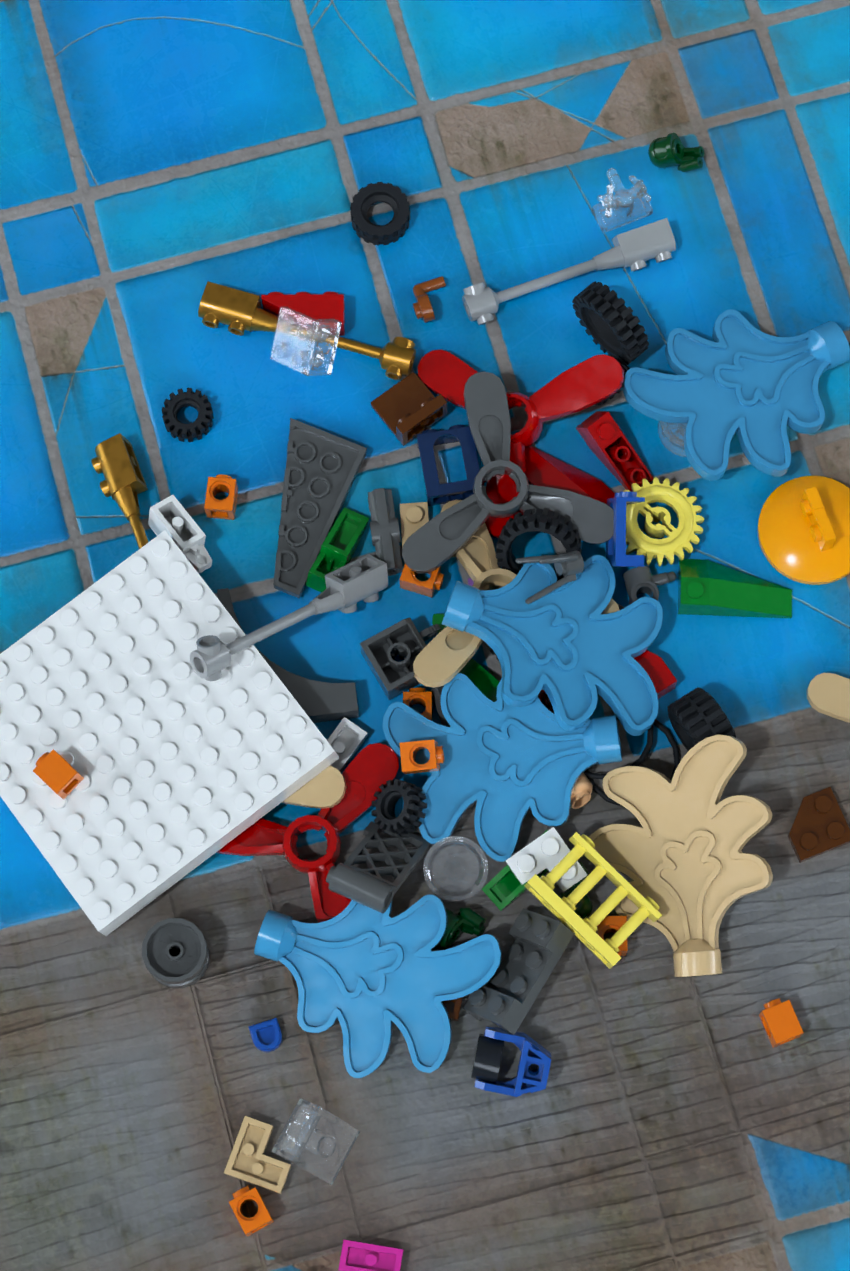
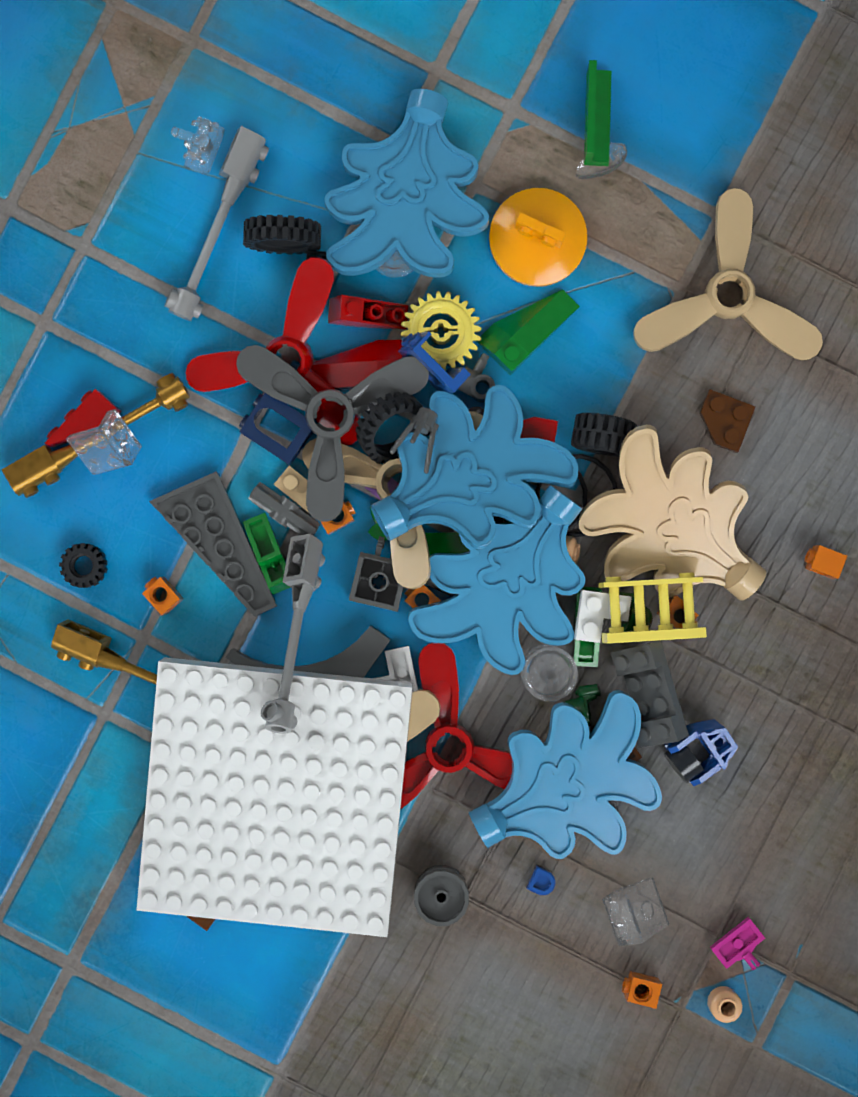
camera: 50 degrees left, 15 degrees up
(57, 773) = (262, 877): orange brick -> none
(183, 530) = (160, 644): white hinge -> none
(248, 1158) = (612, 963): tan plate -> none
(366, 884) = (510, 748): dark grey piece -> none
(380, 233) = (57, 290): black tyre -> none
(386, 807) = (486, 665): black tyre -> none
(408, 753) = (457, 642): orange brick -> none
(409, 408) = (213, 417): reddish brown bracket -> none
(423, 306) = (151, 343): dark orange plate -> none
(670, 152) = (195, 77): dark green piece -> none

